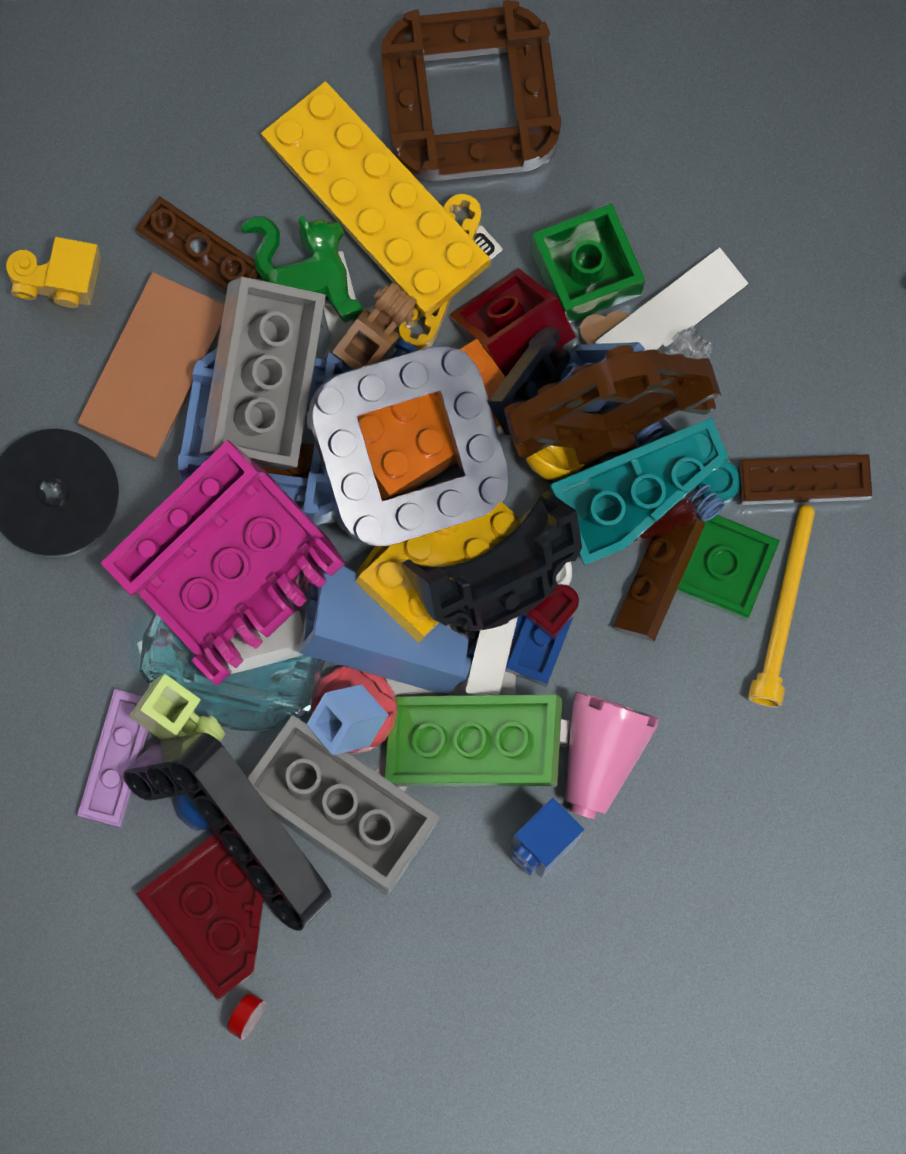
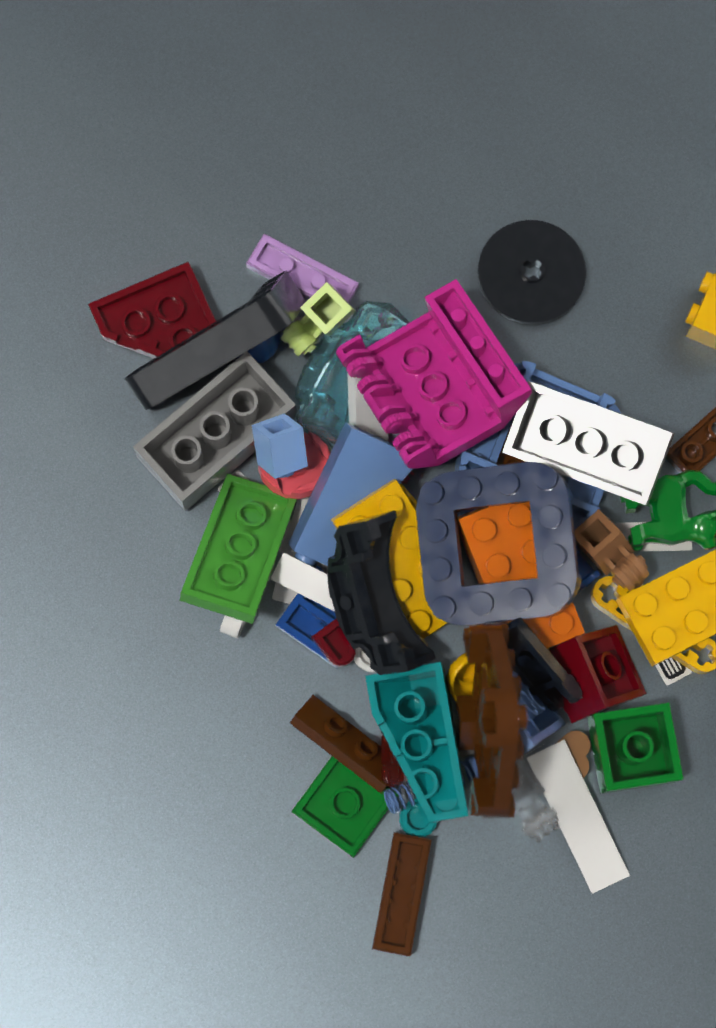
camera: 105 degrees right, 0 degrees up
(153, 367) = (611, 361): nougat tile -> none
(246, 1016) = (70, 324): red tile -> none
(545, 839) = (142, 586): blue brick -> none
(602, 751) = (208, 656): bright pink cone -> none
(768, 687) = (229, 813): yellow piece -> none

